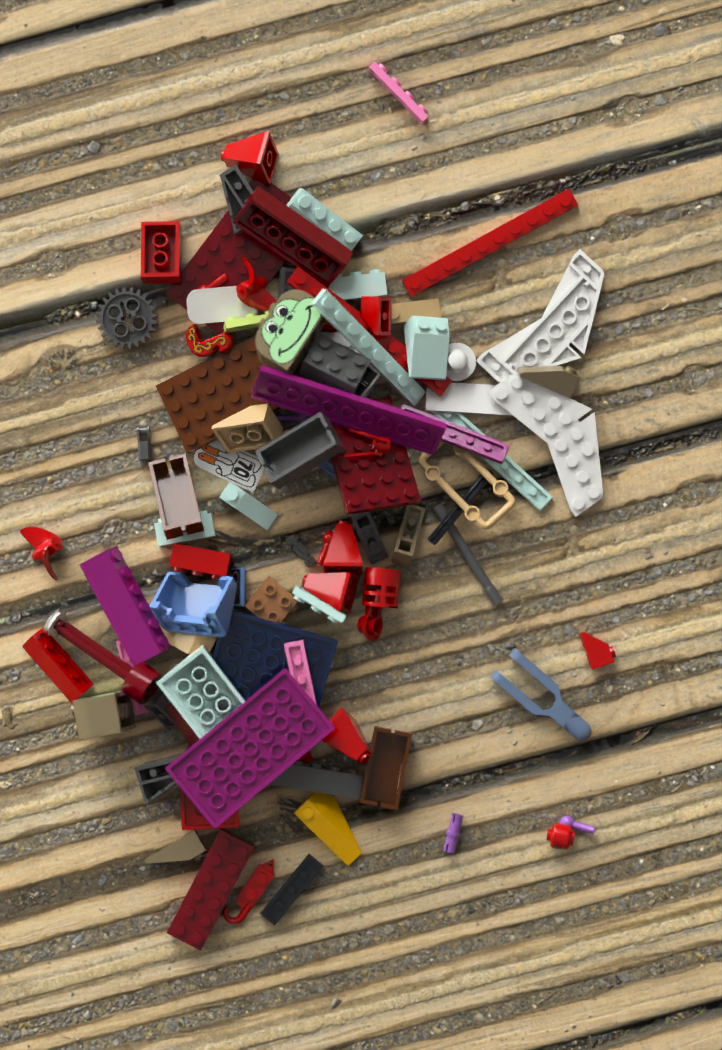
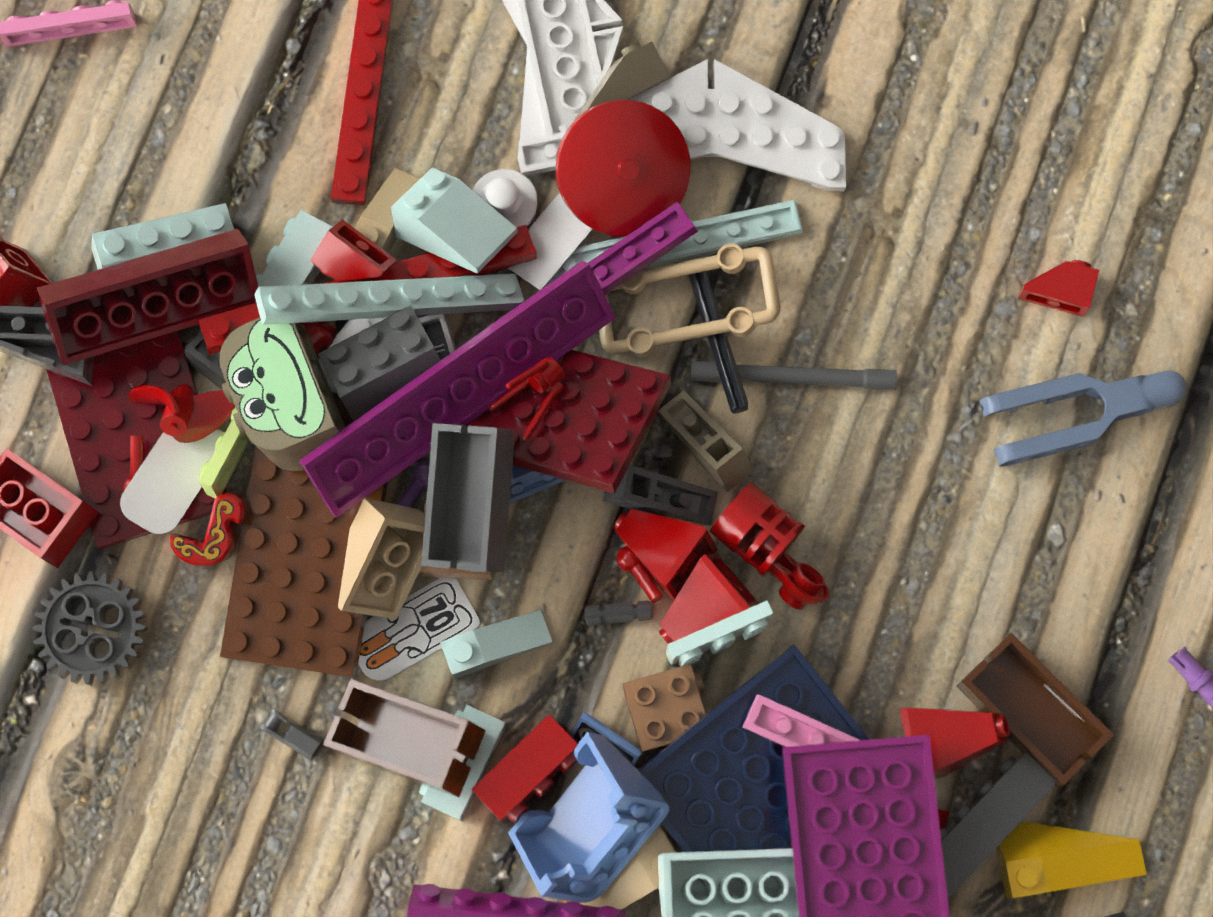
camera: 50 degrees left, 10 degrees down
(508, 407) = (622, 166): none -> red dish

